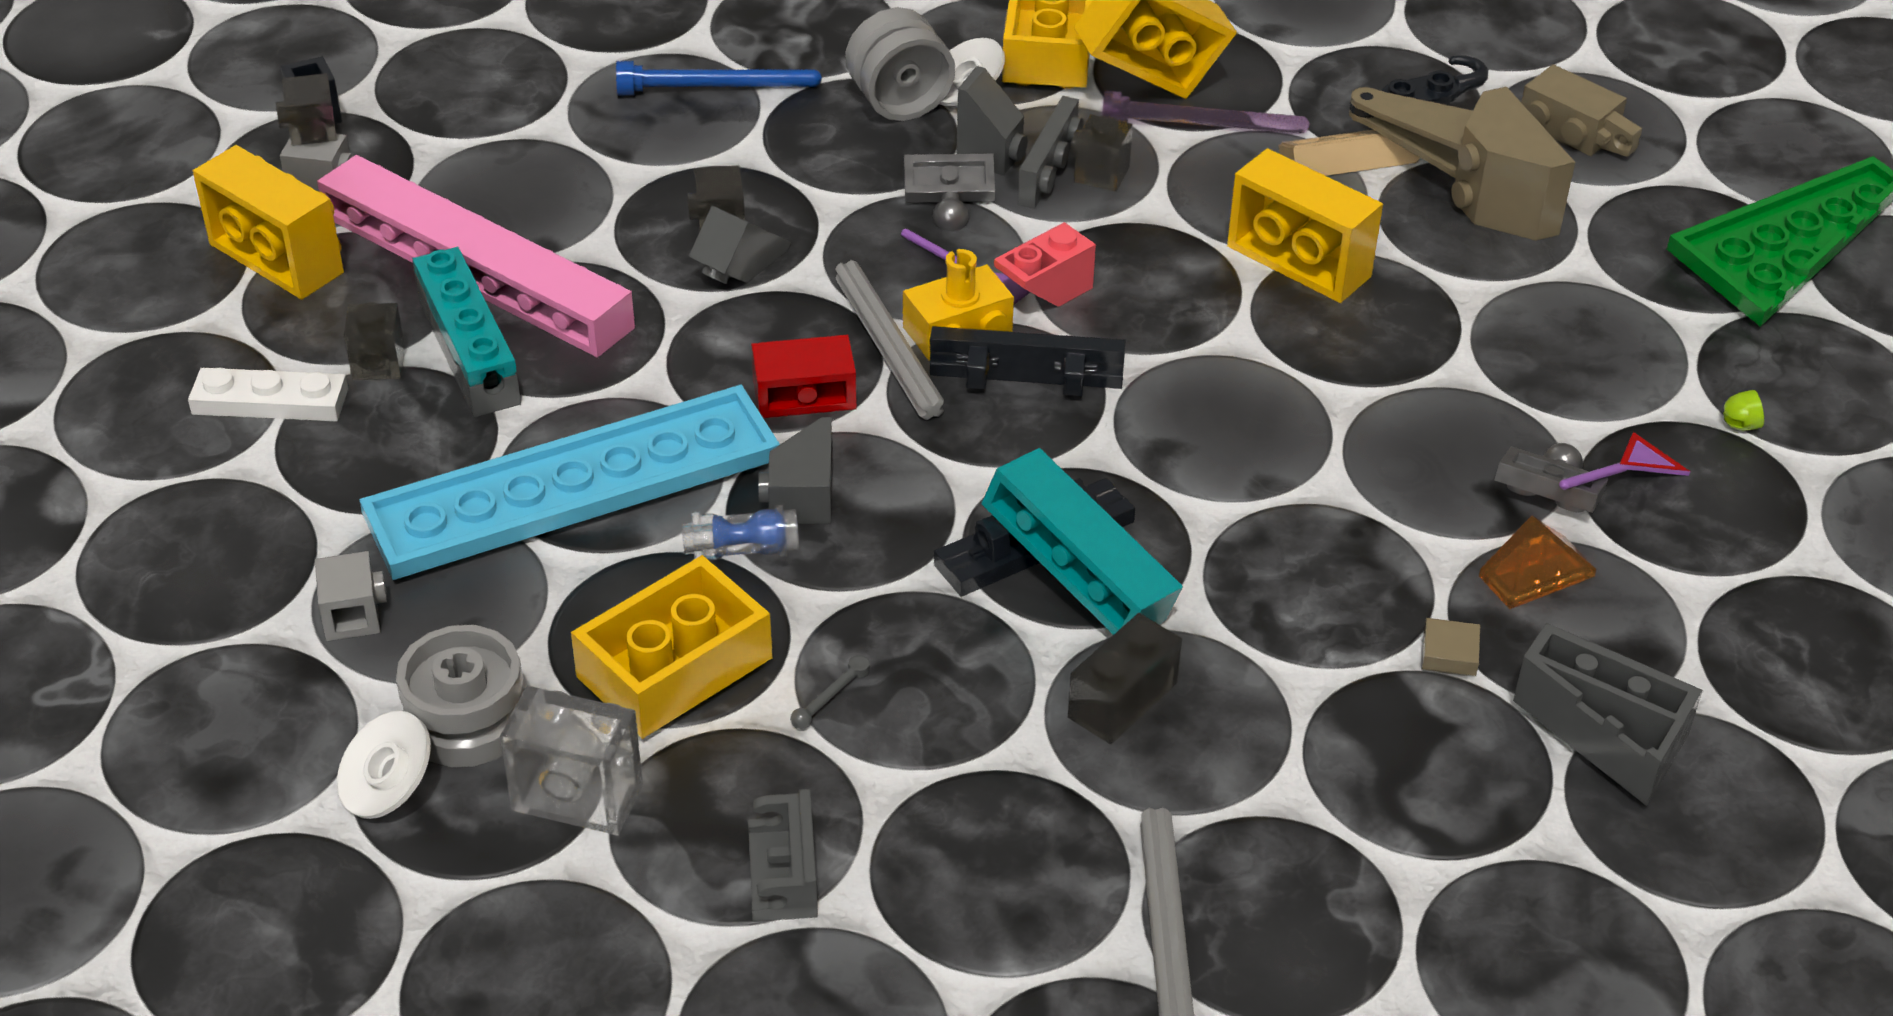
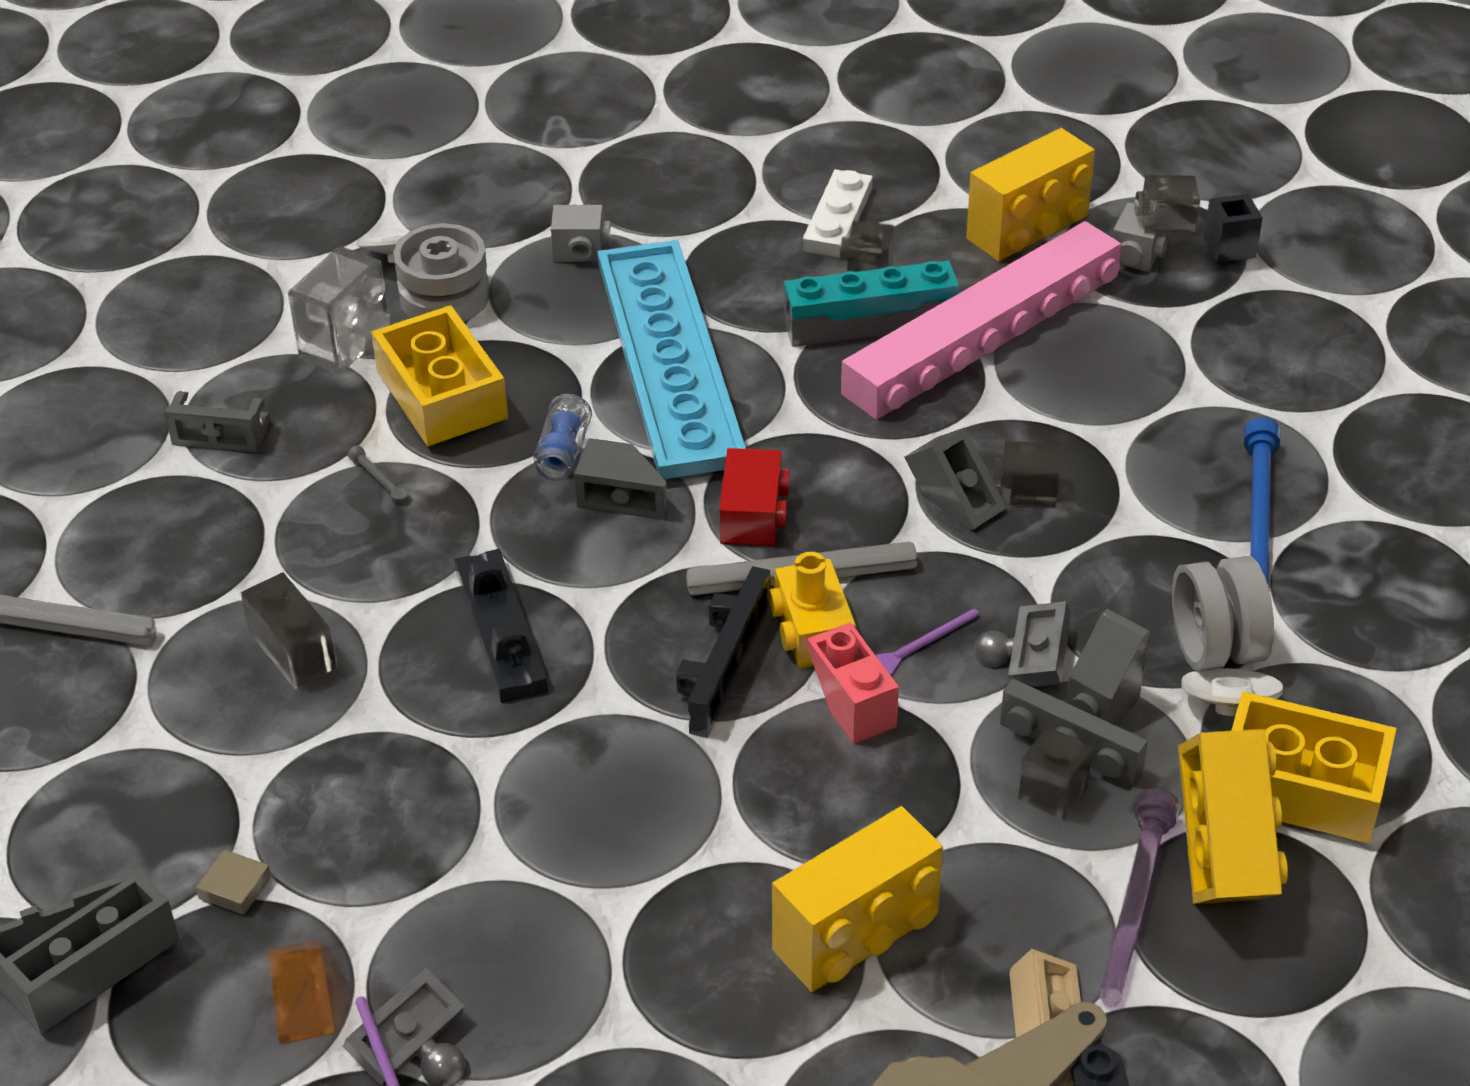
camera: 105 degrees right, 0 degrees up
(1079, 542) = (433, 613): teal brick -> none

